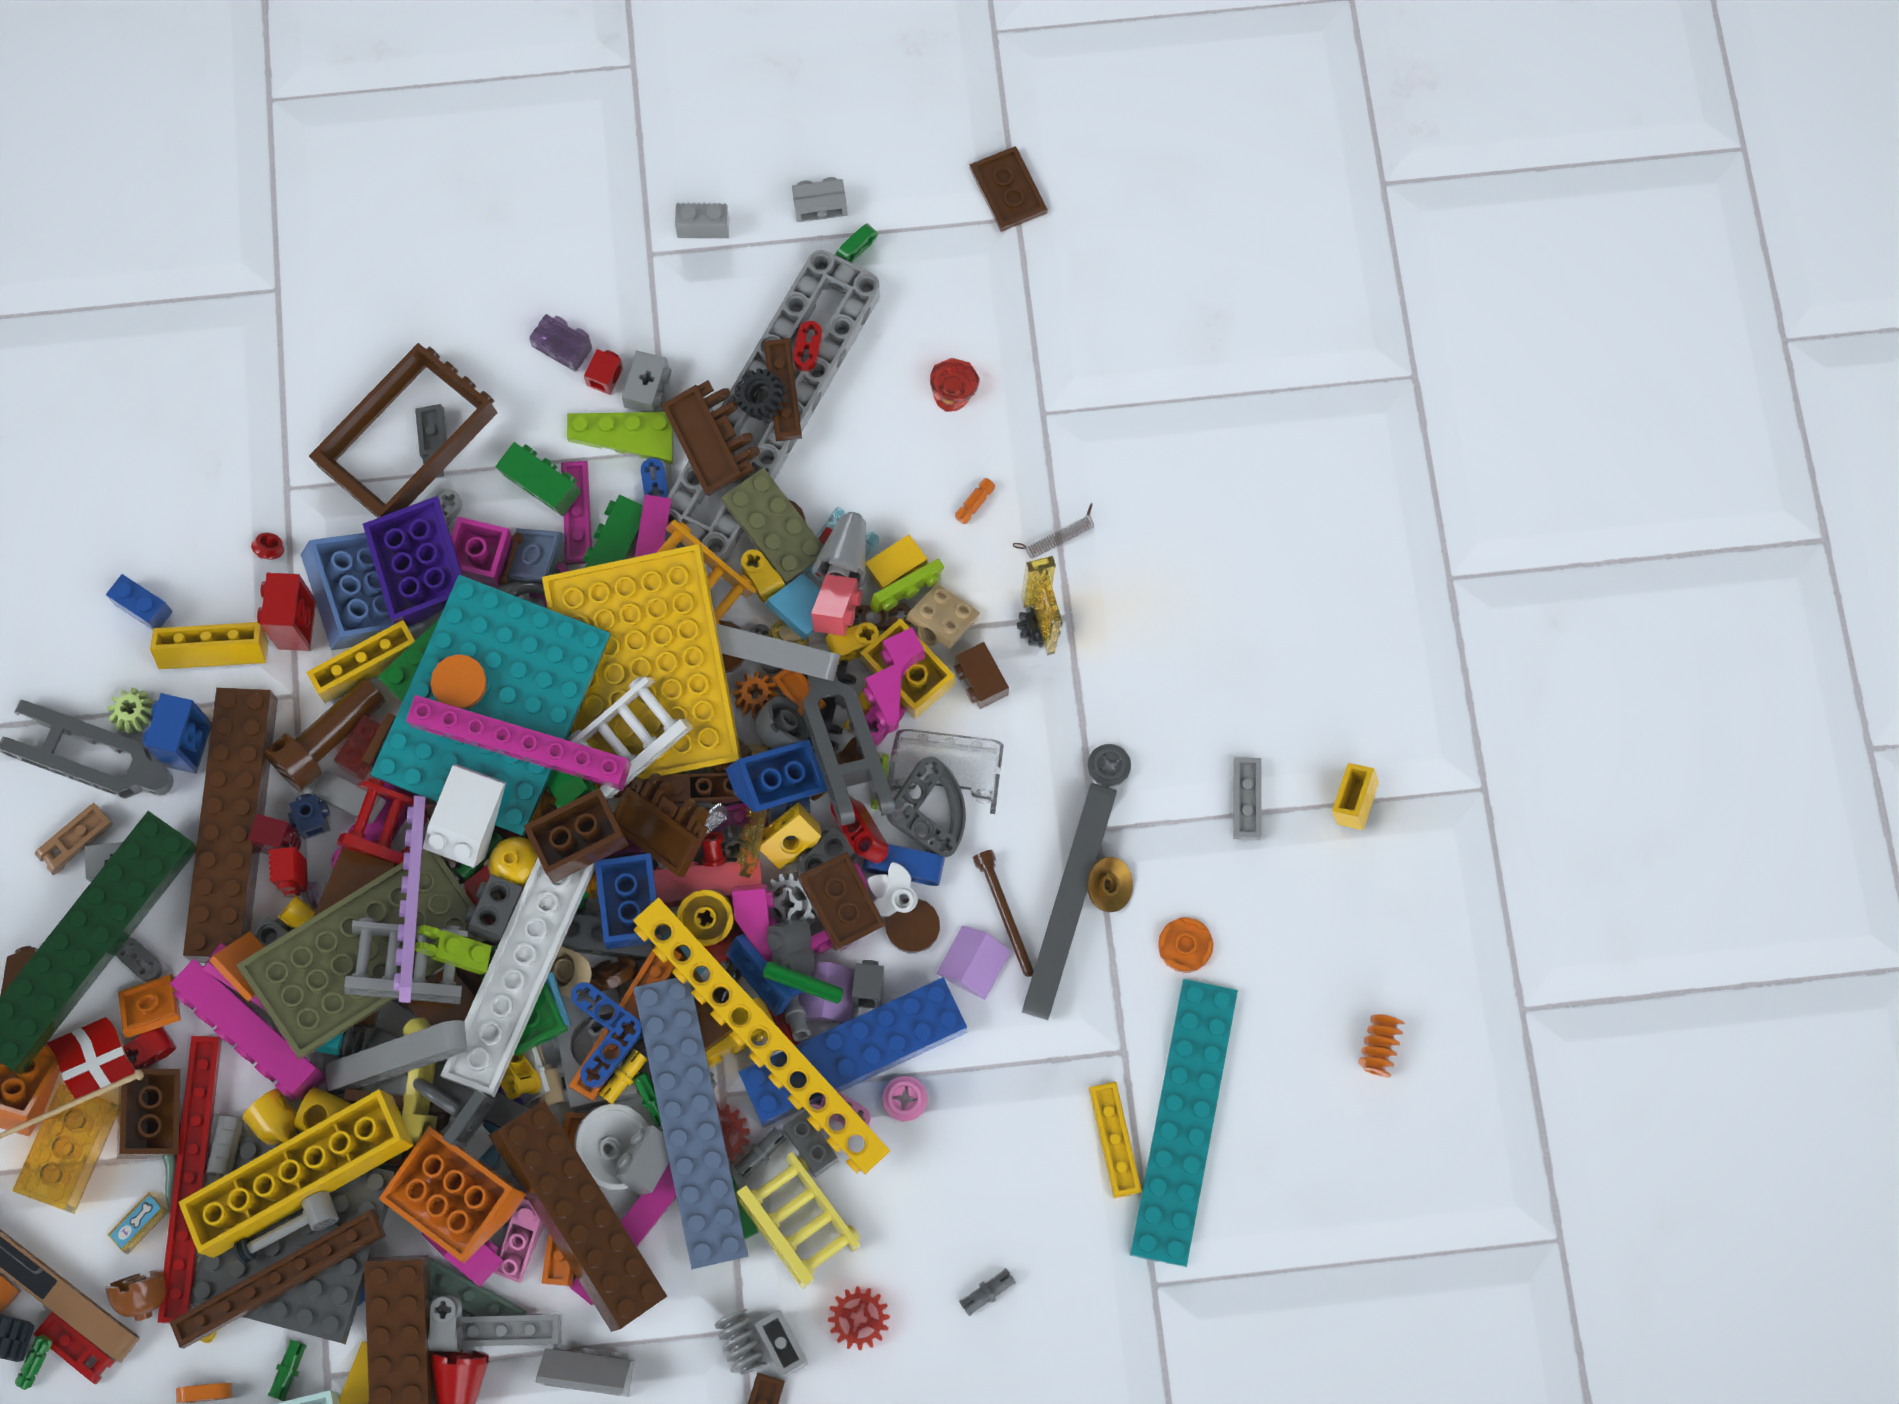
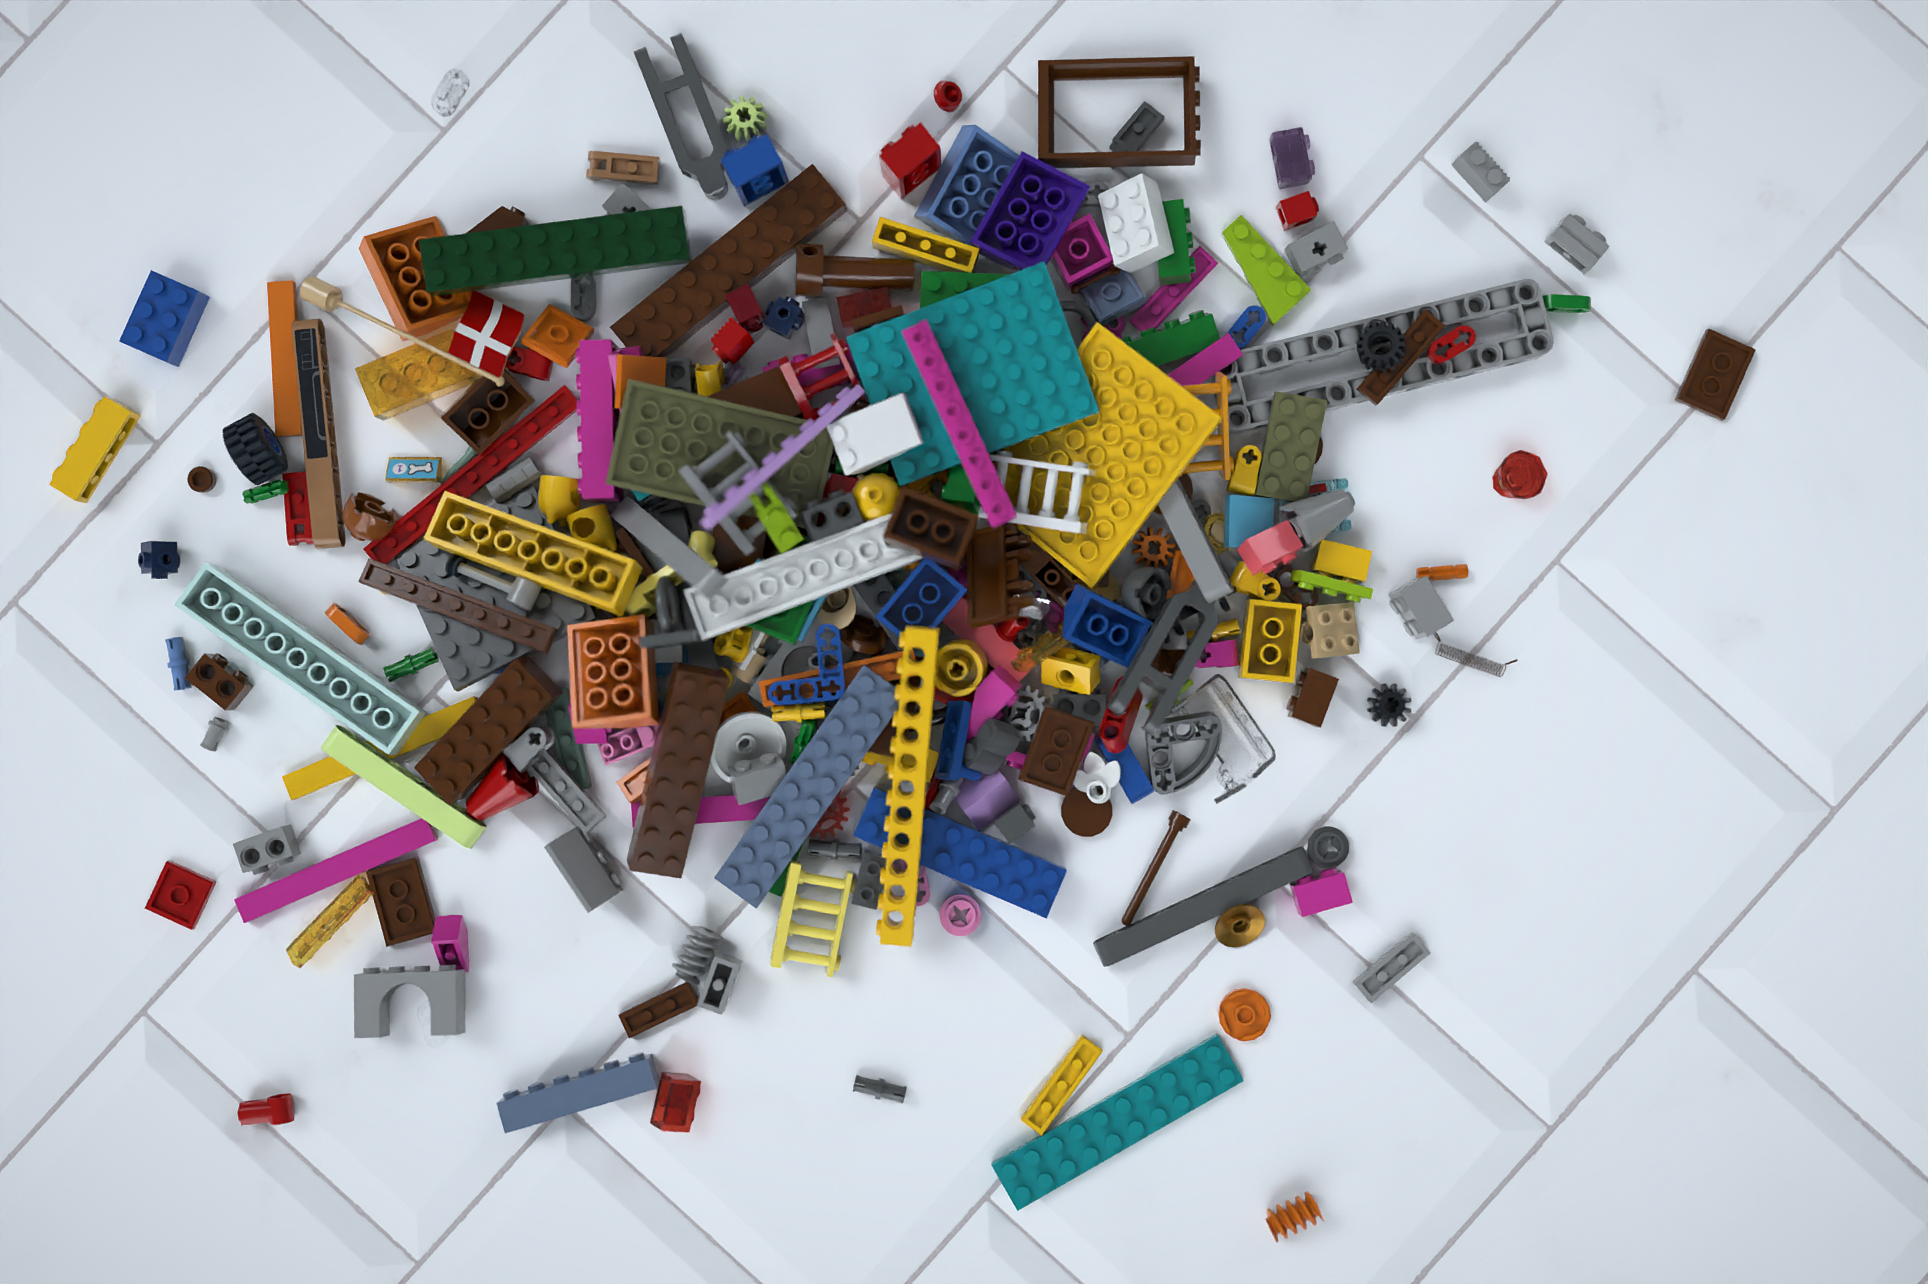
camera: 50 degrees right, 15 degrees up
(139, 602) = (824, 46): blue brick -> none
(209, 645) = (838, 126): yellow brick -> none
(459, 681) = (965, 338): orange tile -> none
(498, 490) = (1135, 223): none -> white brick
(705, 436) = (1311, 335): reddish brown hinge -> none
(803, 982) = (973, 778): green axle -> none
(846, 1314) = (787, 1029): clear red gear -> none
(885, 686) = (1239, 643): dark pink arch -> none
(974, 961) = (1099, 876): lavender slope -> none
(984, 536) = (1420, 608): none -> light grey brick
(1038, 592) = (1405, 706): clear yellow fence -> none
(1139, 801) = (1321, 892): none -> dark pink piece
(1355, 796) = (1462, 1046): yellow piece -> none

